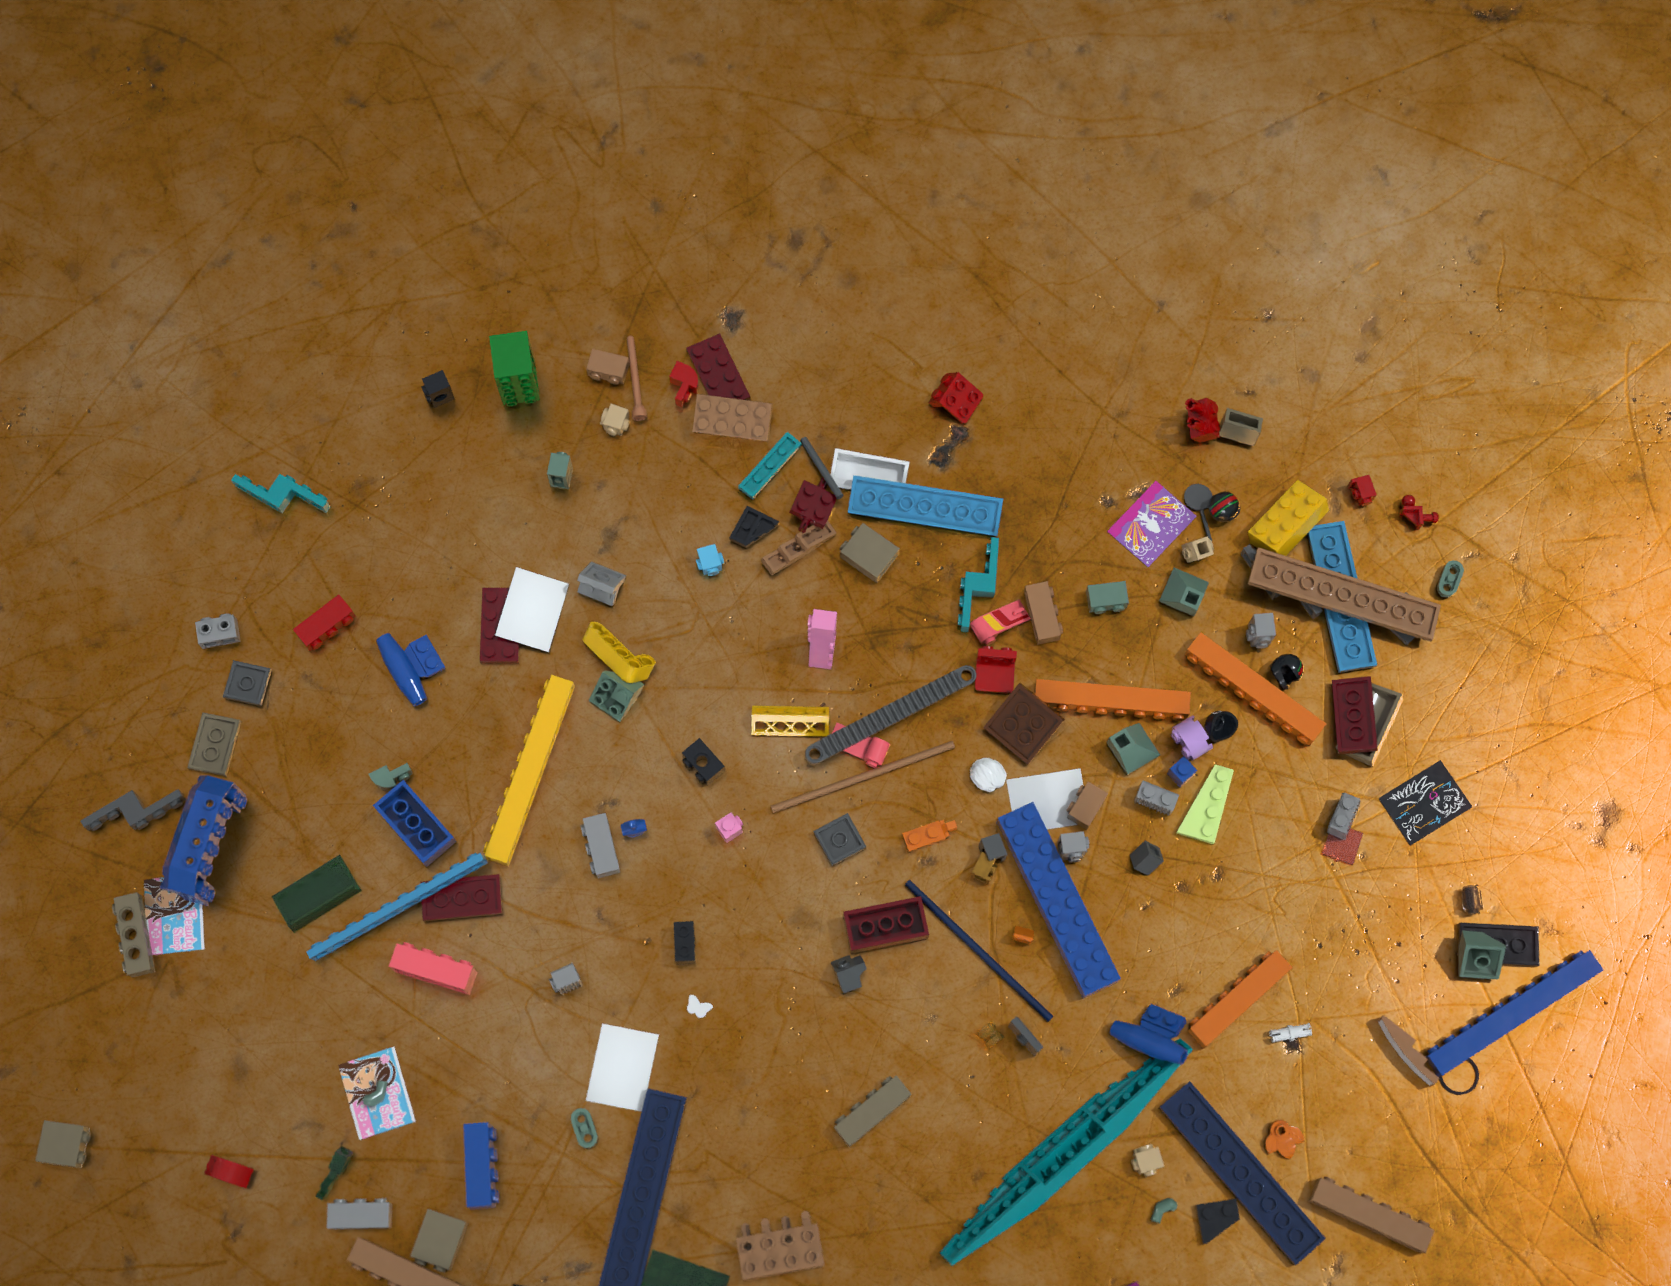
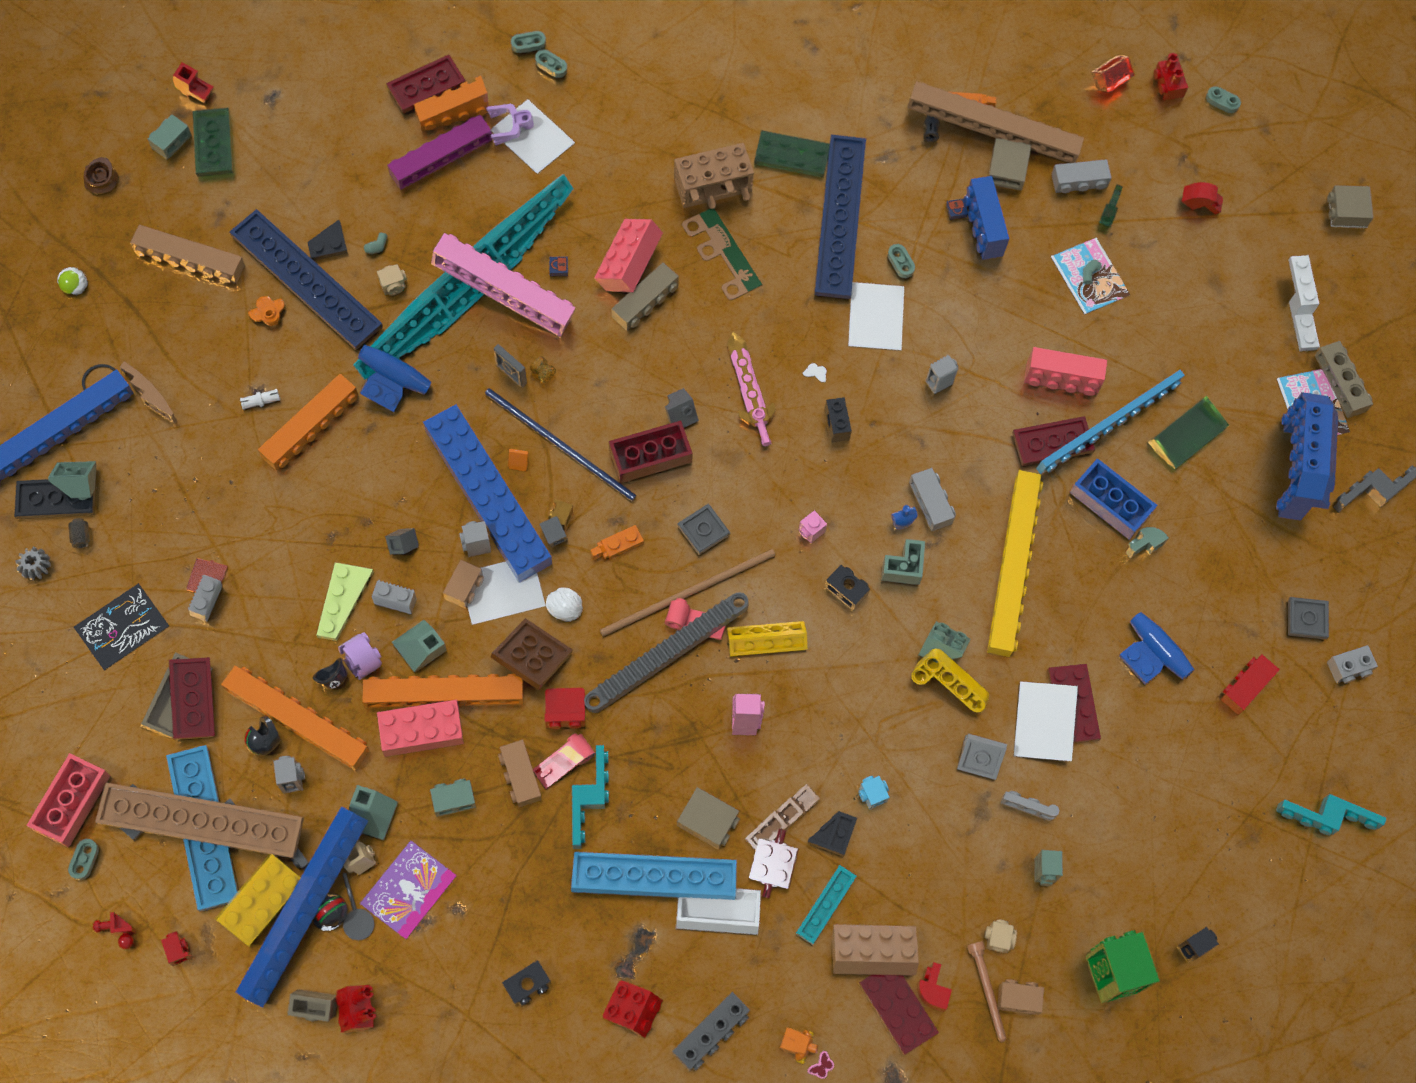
camera: 170 degrees right, 5 degrees down
(152, 1026) = (1304, 303): none -> white bracket
(214, 744) = (1322, 558): dark tan tile -> none
(509, 1190) = (957, 209): none -> tile
(563, 531) = (1029, 805): none -> light grey plate
(639, 772) = (906, 568): none -> sand green brick
(772, 994) = (756, 412): none -> sword
(774, 1169) = (726, 246): none -> piece
(790, 336) = (825, 1064): none -> dark red sticker
(812, 350) = (798, 1044): none -> orange piece
(821, 467) = (770, 907): dark grey bar -> none
(886, 1157) = (628, 255): none -> coral brick
(888, 369) = (710, 1032): none -> dark grey brick
(963, 1162) = (558, 266): none -> tile
(1028, 1125) = (502, 284): none -> bright pink brick
(1043, 435) = (532, 972): none -> black brick
(1136, 664) = (420, 728): none -> coral brick
(1182, 771) = (369, 624): blue brick -> none
(1248, 508) = (301, 907): none -> blue brick
(1466, 630) = (68, 800): none -> coral brick
(1495, 1196) = (72, 281): none -> hair
(1516, 879) = (25, 563): none -> light grey gear

